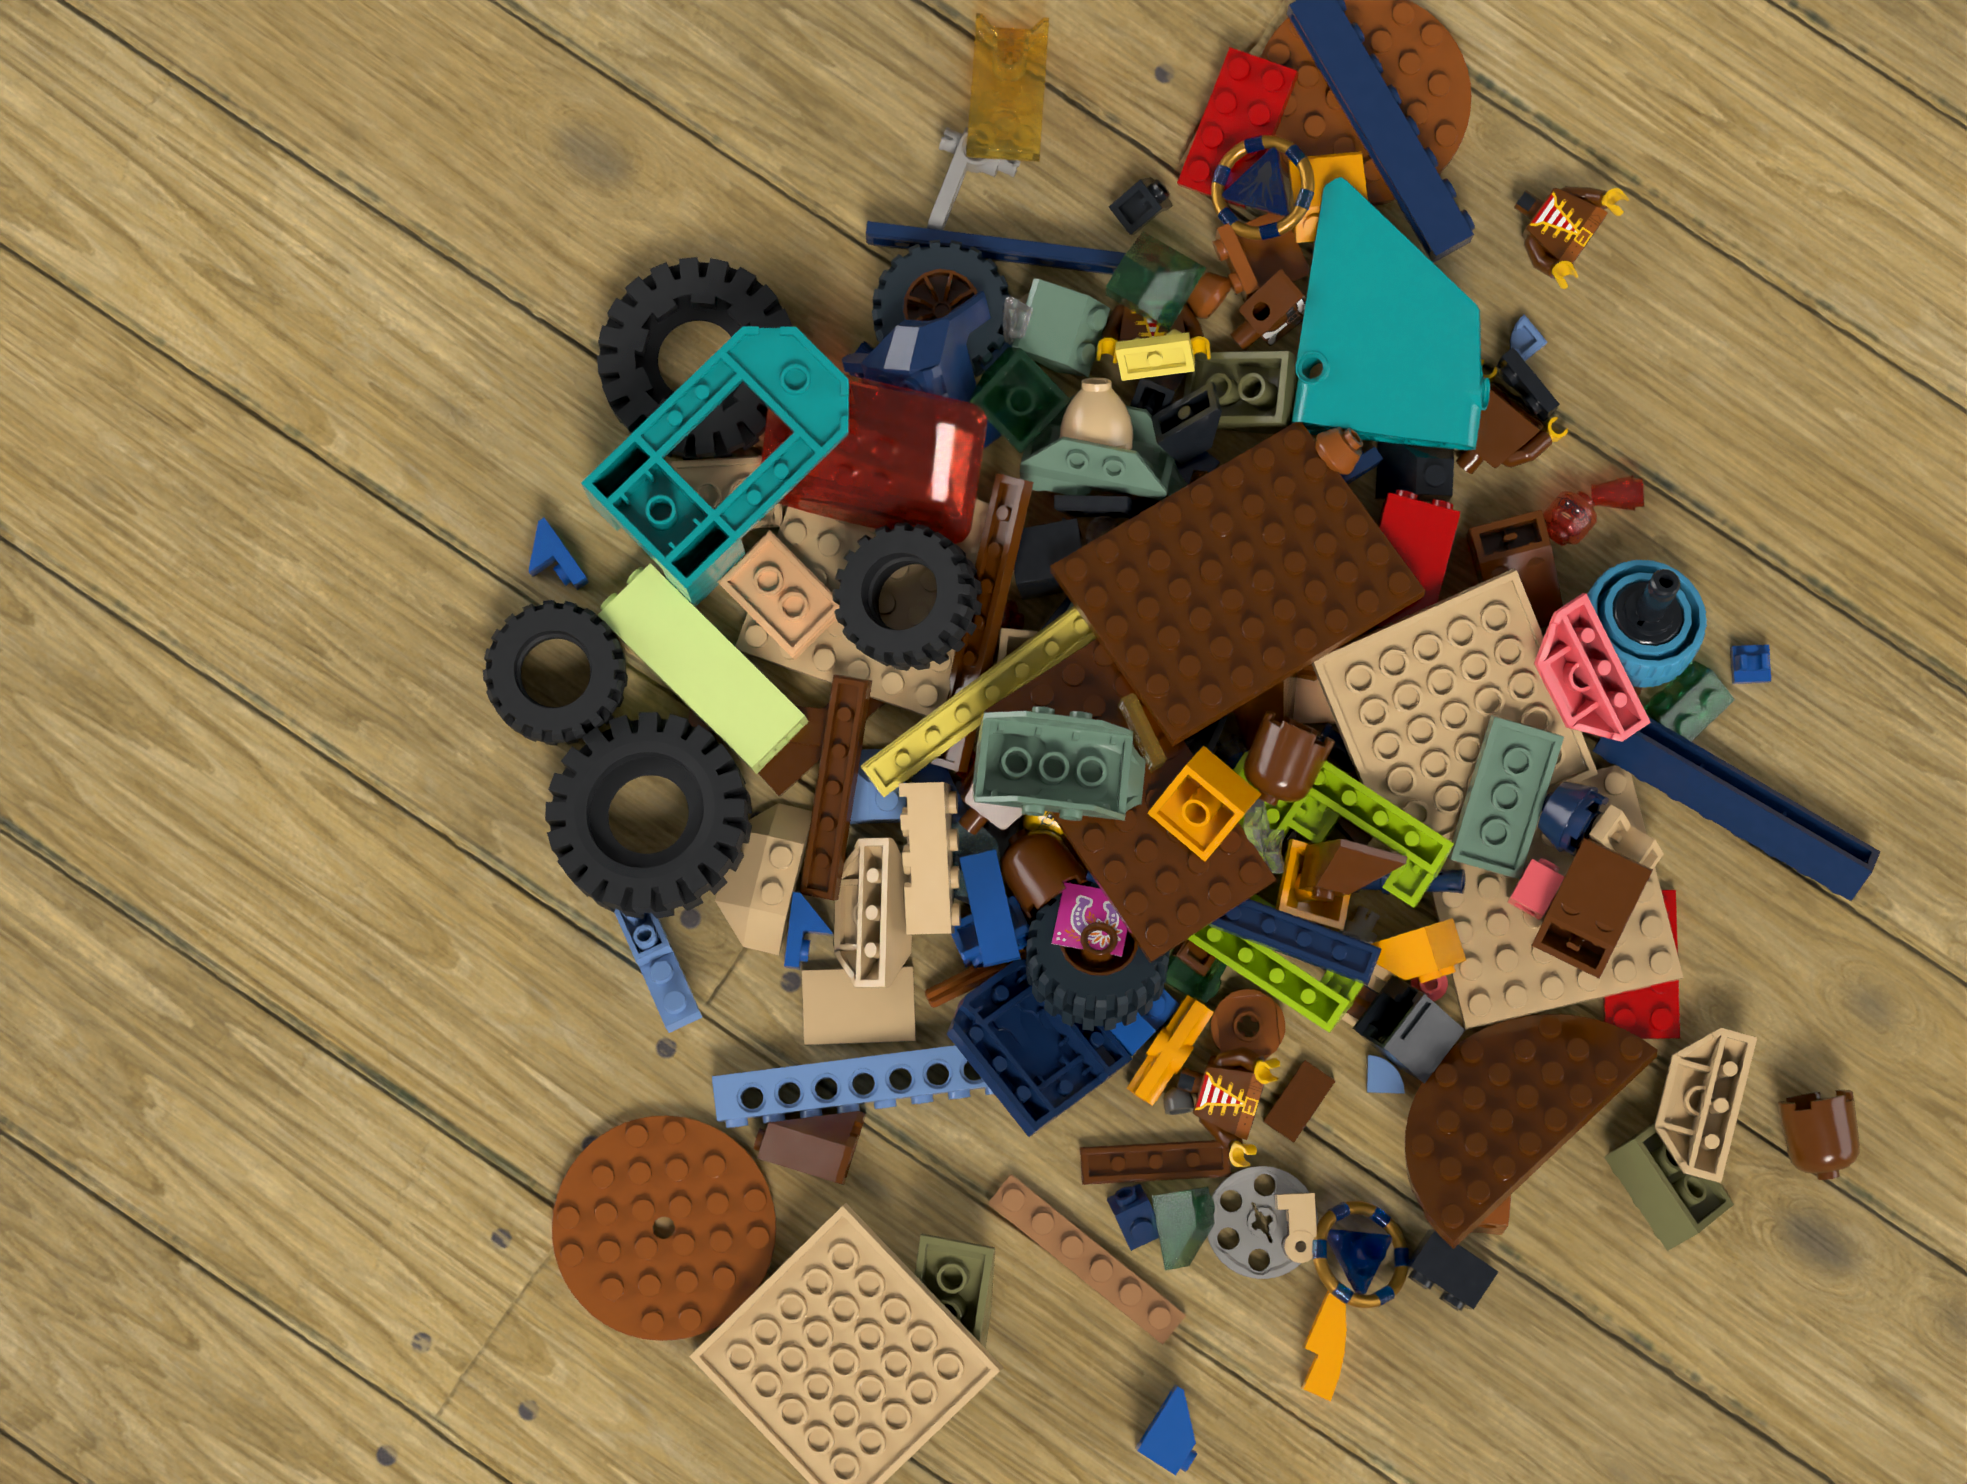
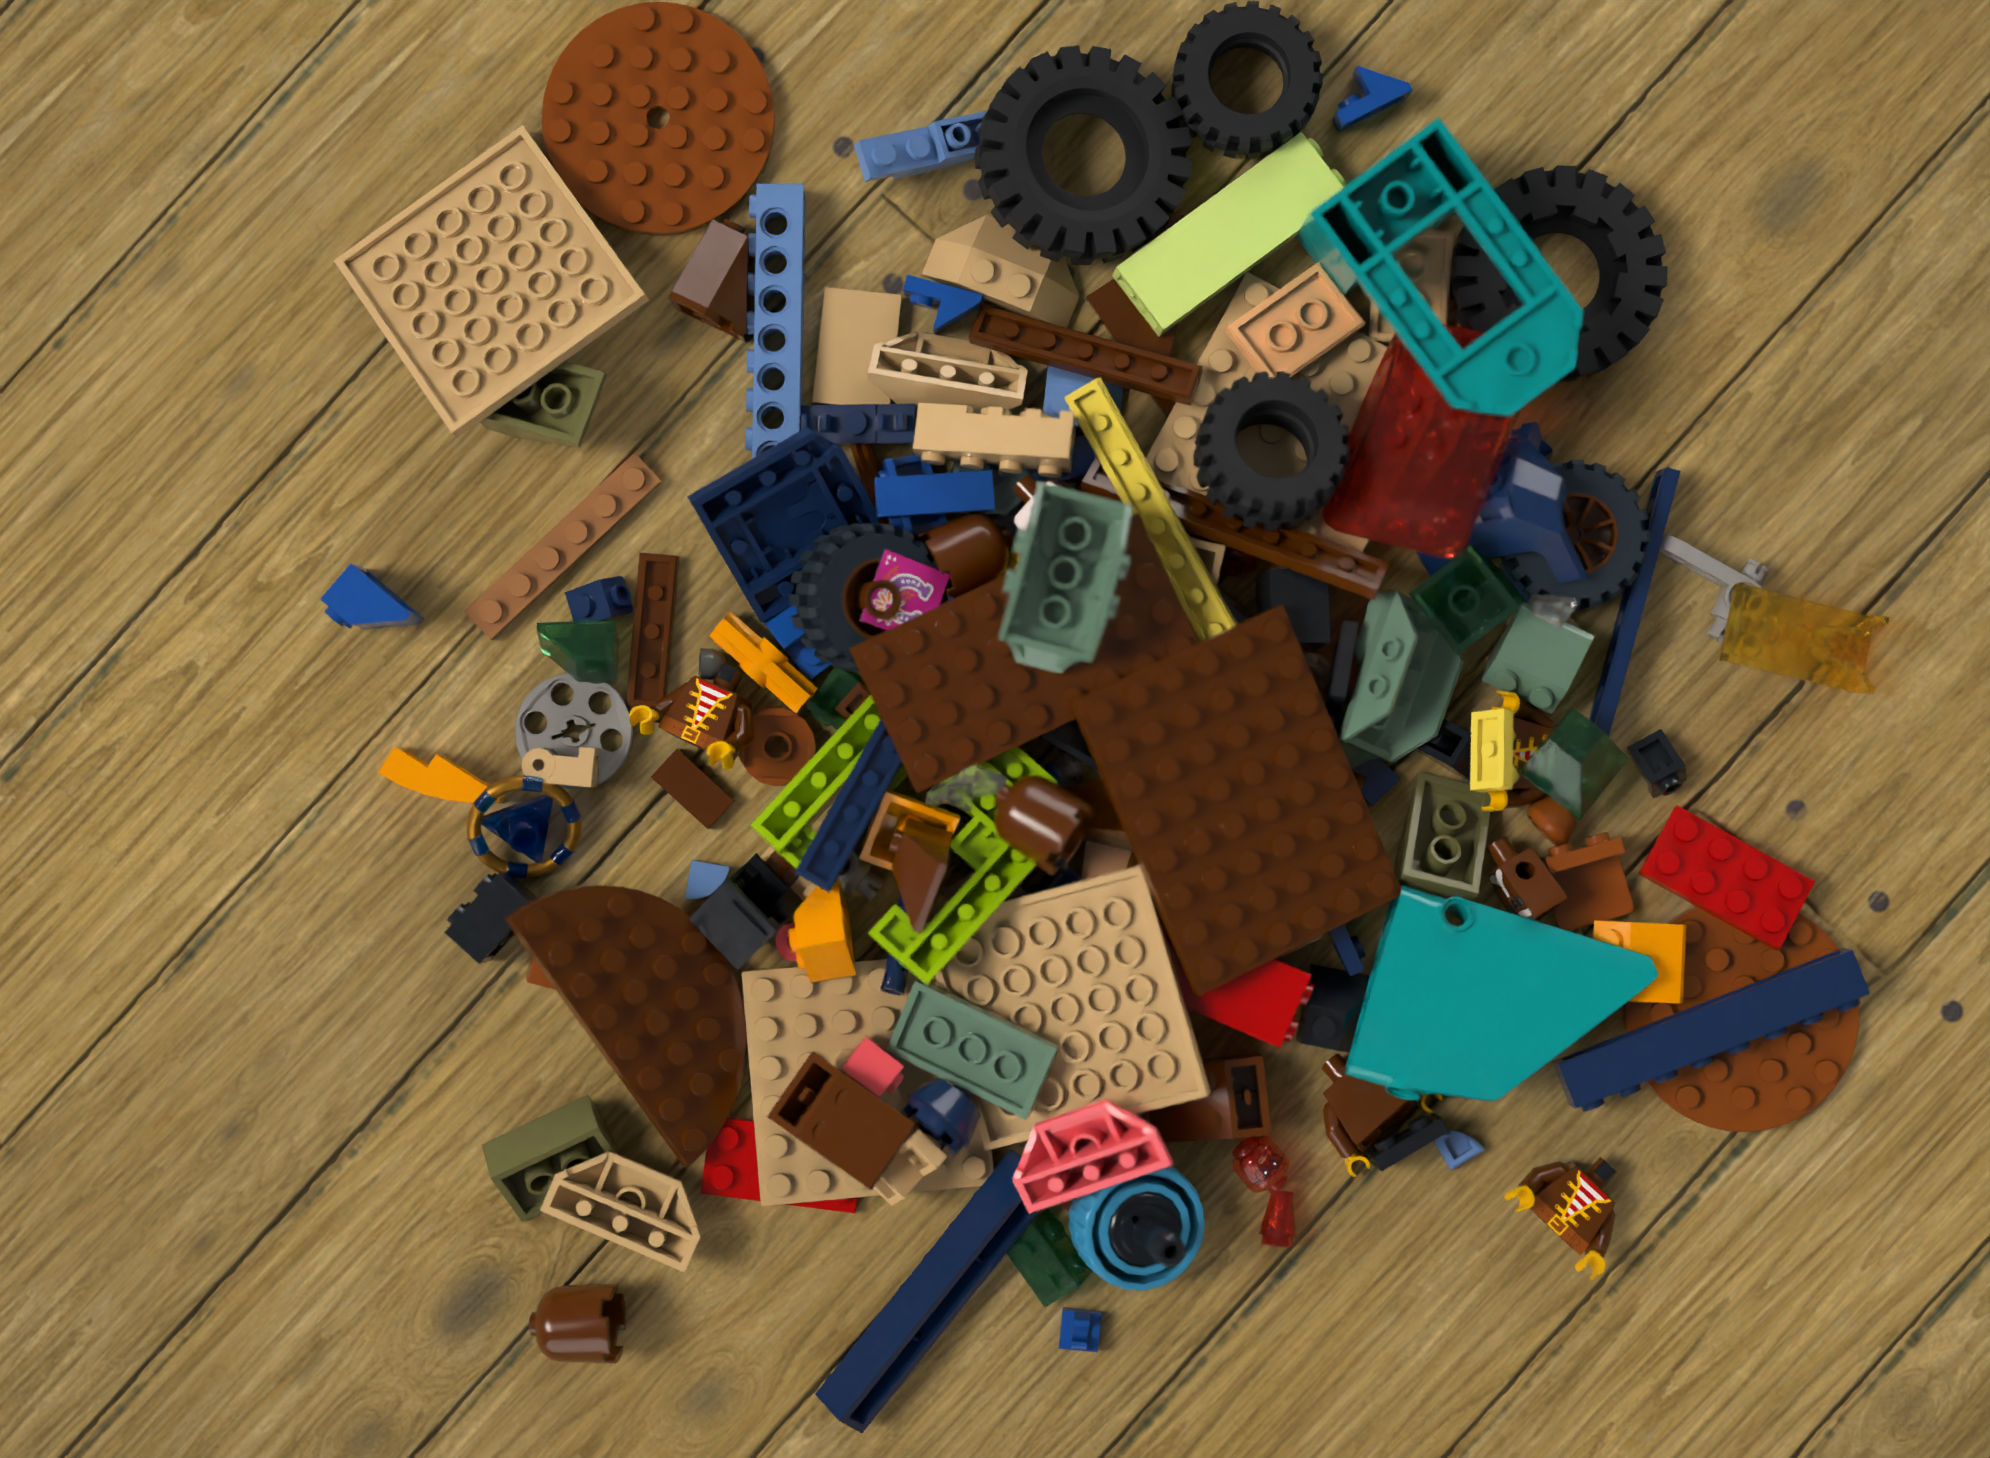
camera: 95 degrees right, 5 degrees up
(931, 989) = (862, 423): none -> dark blue plate
(1098, 416) = (1435, 680): tan piece -> none
(1143, 732) = (1090, 673): clear yellow tile -> none
(1189, 424) = (1414, 776): black slope -> none
(1204, 803) = (1005, 727): light orange slope -> none
(1262, 186) = (1659, 892): piece -> none
(1339, 449) = (1365, 930): dark orange cone -> none

